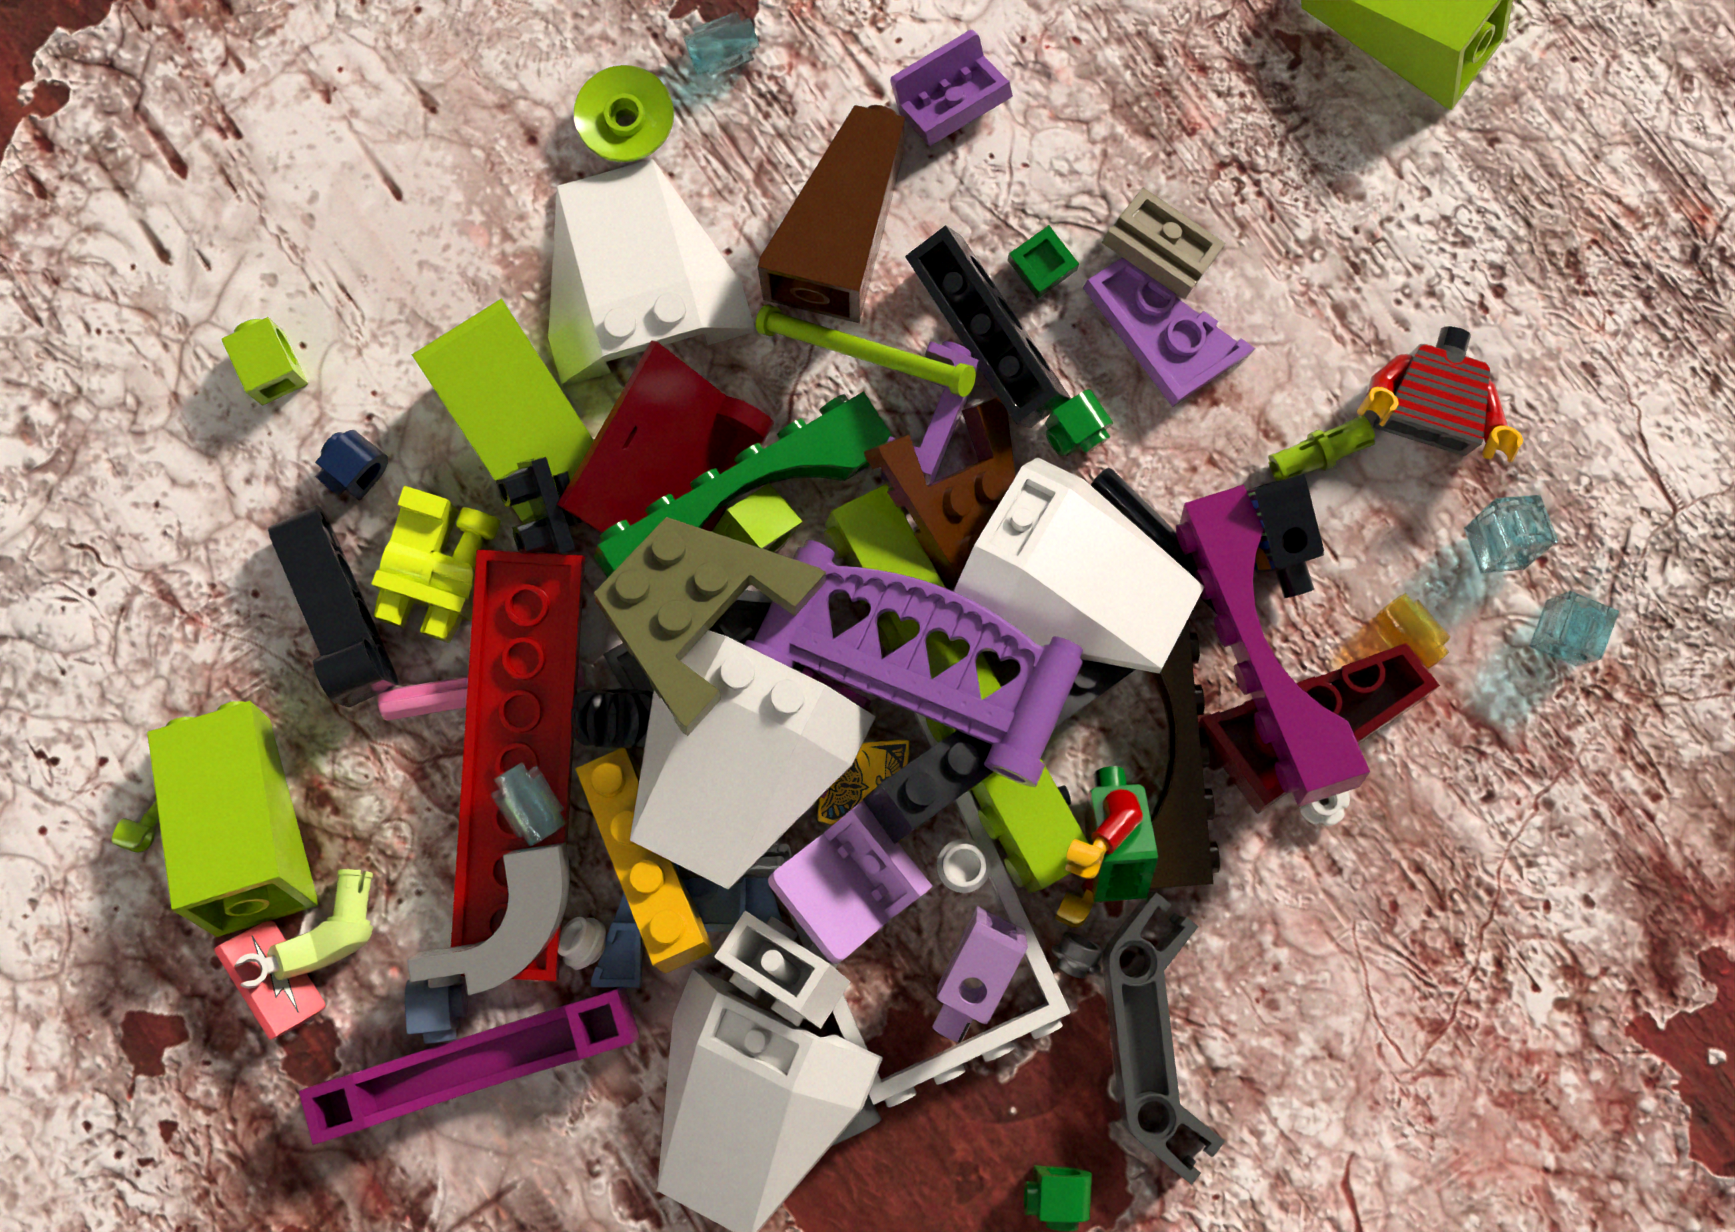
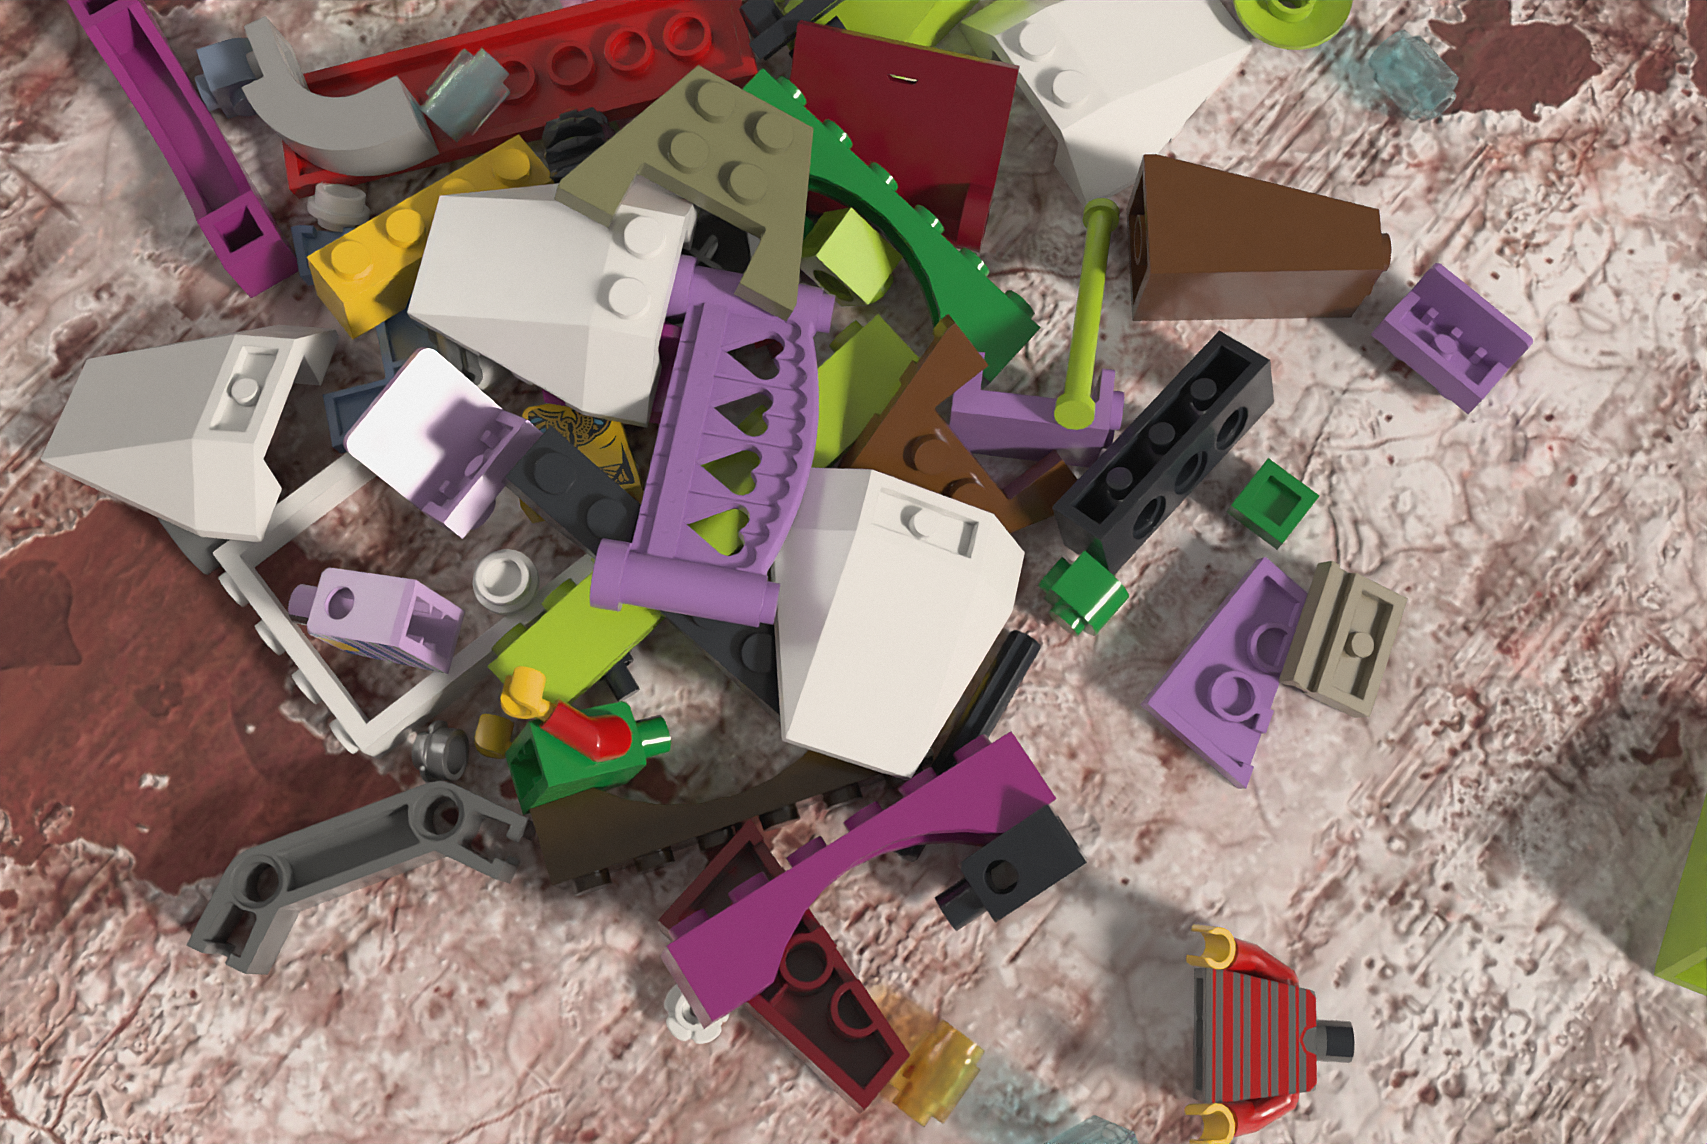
camera: 80 degrees right, 5 degrees down
(771, 962) = (327, 400): white brick -> none
(1059, 1196) = (153, 798): green plate -> none
(1322, 449) = (1142, 905): lime pin -> none

